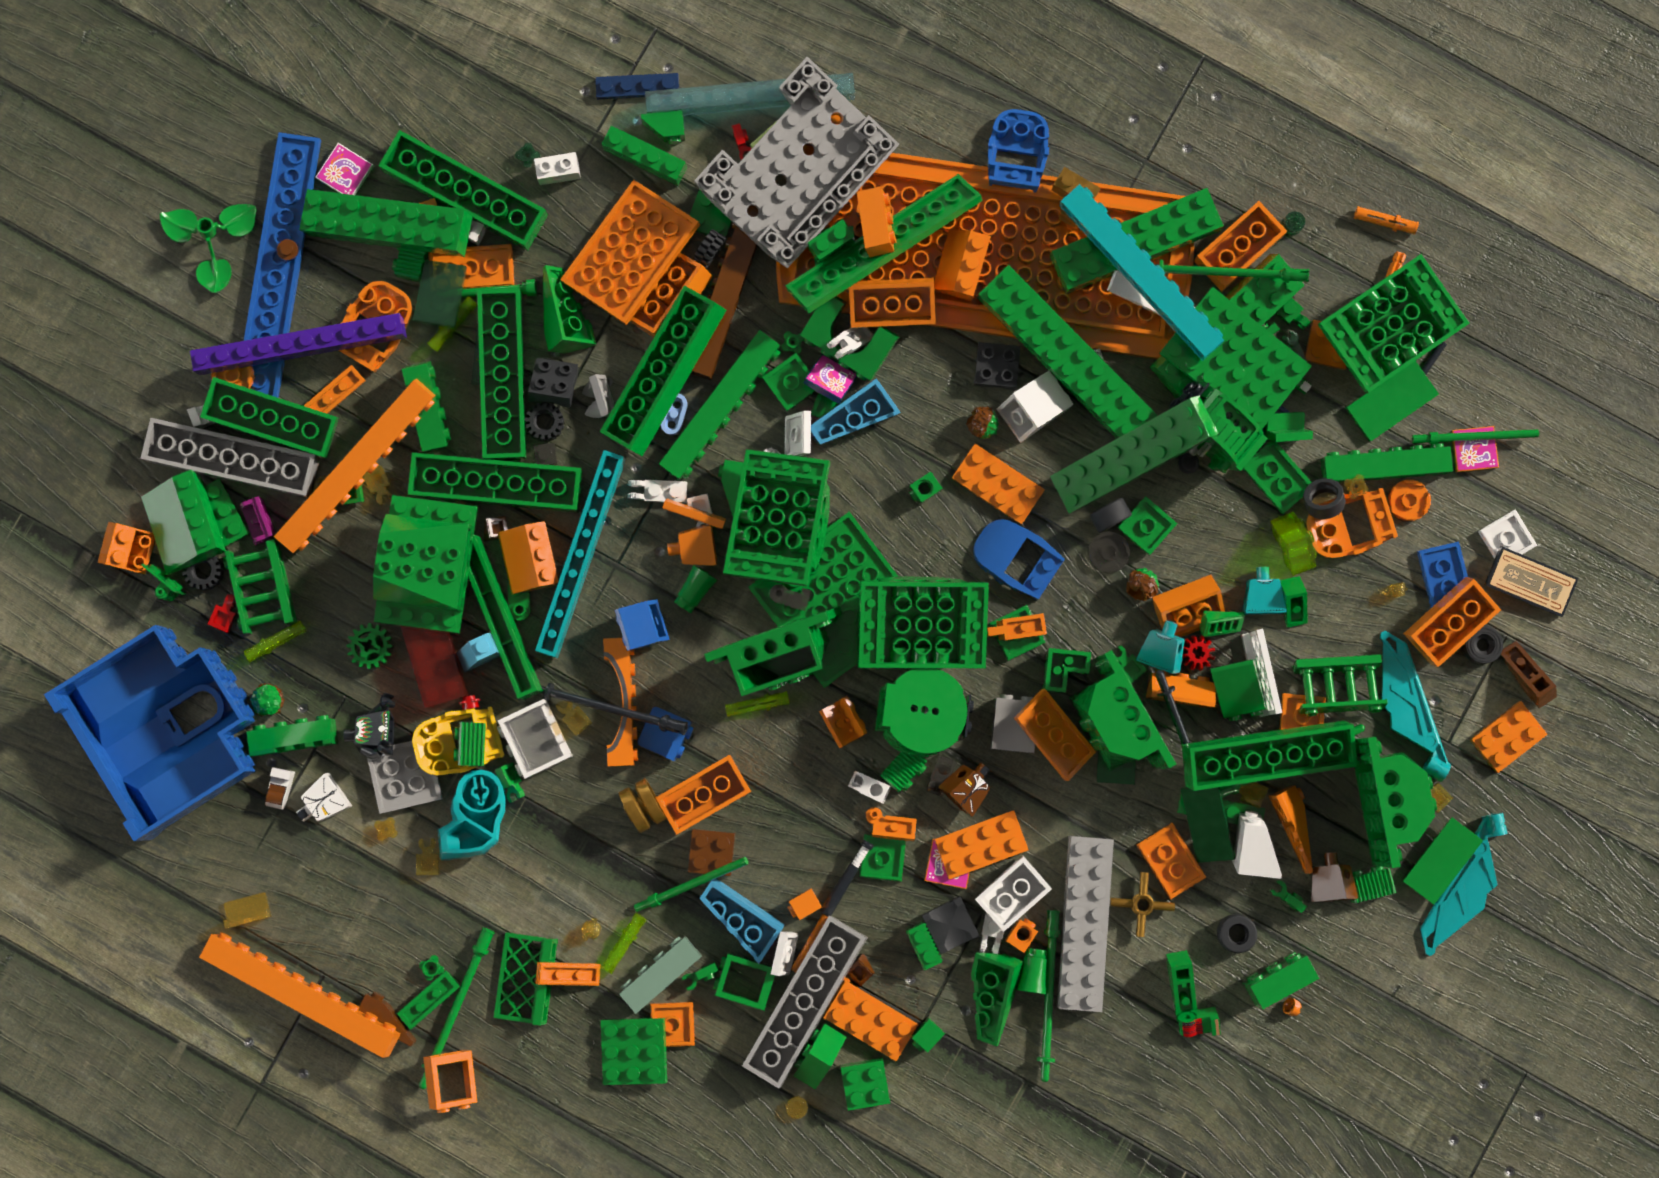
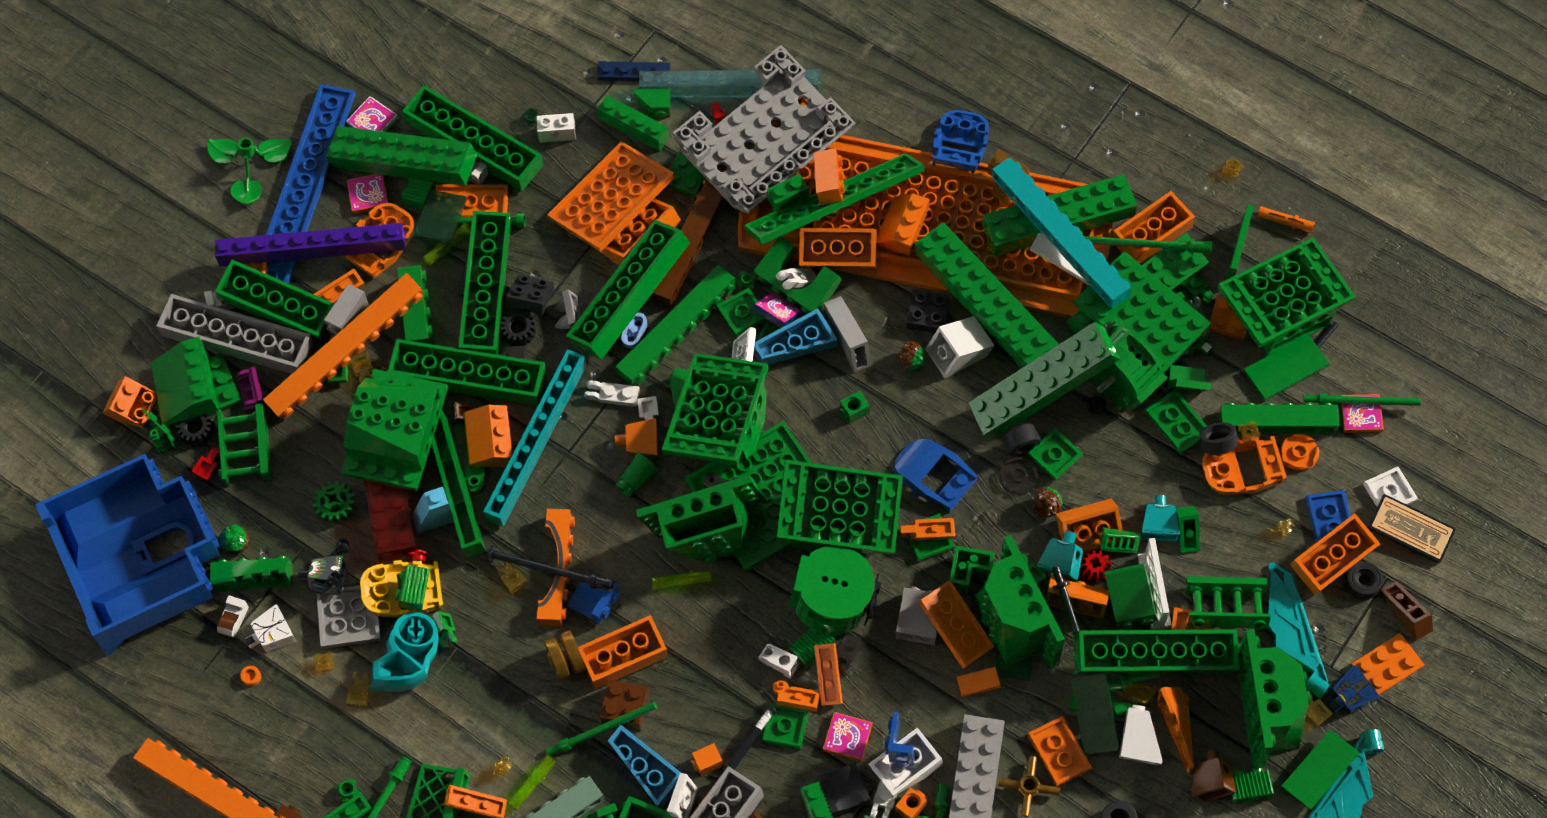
camera: 10 degrees right, 20 degrees down
(246, 910) = (183, 725): clear yellow panel -> none
(266, 646) = (249, 491): clear neon green pin -> none
(287, 249) = (313, 173): reddish brown plate -> none
(309, 850) = (250, 676): none -> orange tile
(351, 423) = (346, 309): none -> light grey brick
(352, 266) = (366, 193): none -> tile
(534, 739) = (472, 593): clear window -> none
(563, 320) = (545, 246): green wedge -> none
(641, 625) = (583, 499): blue slope -> none
(694, 513) = (642, 409): orange tile -> none
(709, 248) = (681, 196): black tyre -> none
(843, 721) = (760, 600): orange bracket -> none
(910, 400) = (848, 334): none -> light grey slope
(924, 801) = (828, 674): none -> orange plate
(966, 788) = (869, 666): reddish brown torso -> none
(981, 844) = (869, 721): orange plate -> none
(998, 484) = (921, 410): orange plate -> none
(1011, 896) = (901, 754): none -> blue bracket
(1081, 792) = (978, 682): none -> orange tile
(1290, 224) = (1202, 215): clear green wheel -> none
(1293, 900) = (1173, 795): green plate -> none
(1295, 543) = (1191, 477): clear neon green brick -> none
(1324, 153) = (1233, 163): none -> clear yellow plate
(1337, 260) = (1240, 241): none -> green tile
(1475, 773) = (1353, 692): none -> torso

